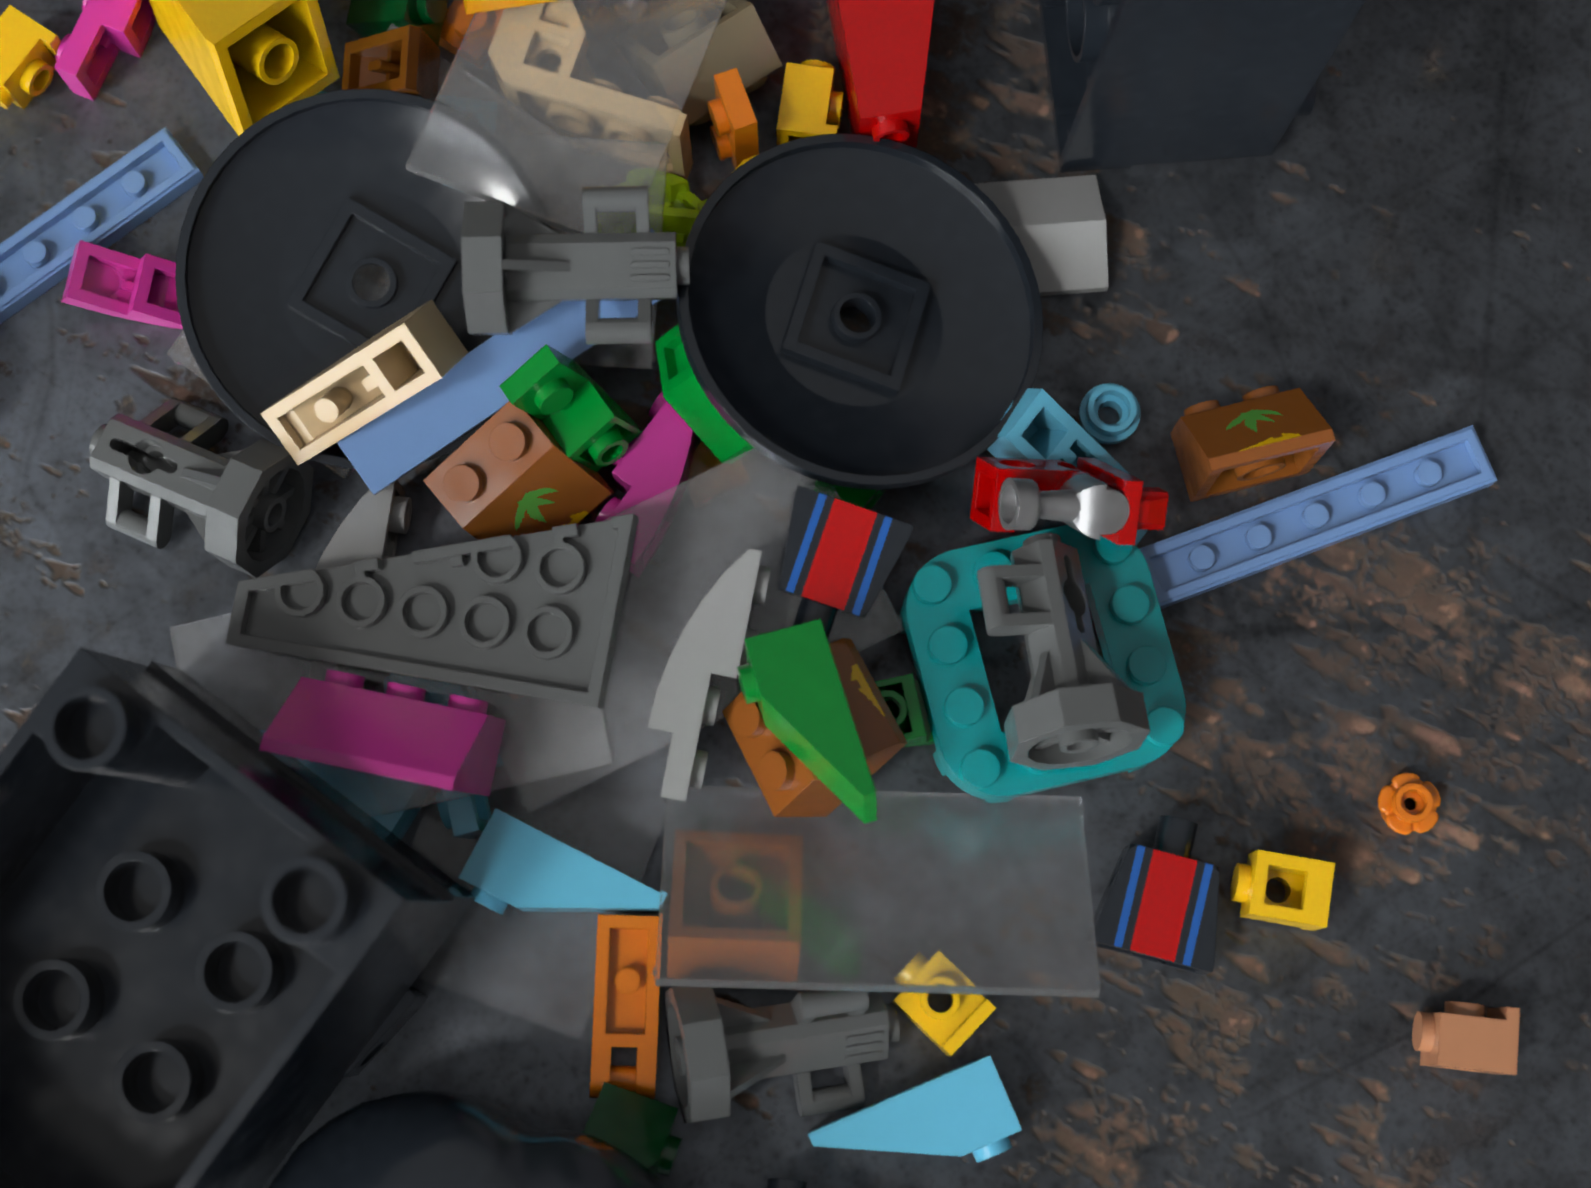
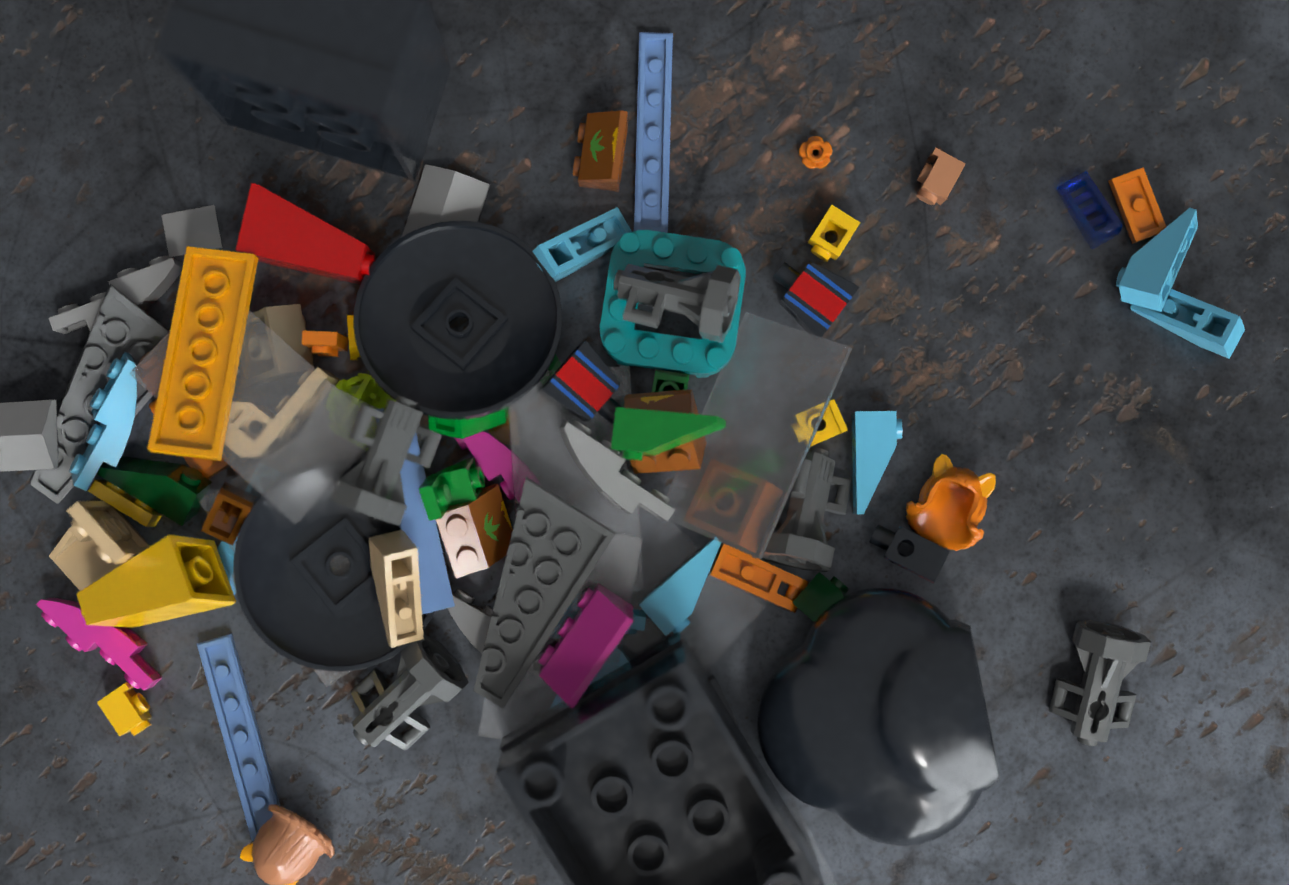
camera: 70 degrees left, 10 degrees up
(123, 285) = (279, 693): dark pink slope -> none
(808, 101) = (329, 298): yellow brick -> none
(1089, 498) = (595, 261): hips -> none
(1111, 396) = (553, 203): medium azure plate -> none

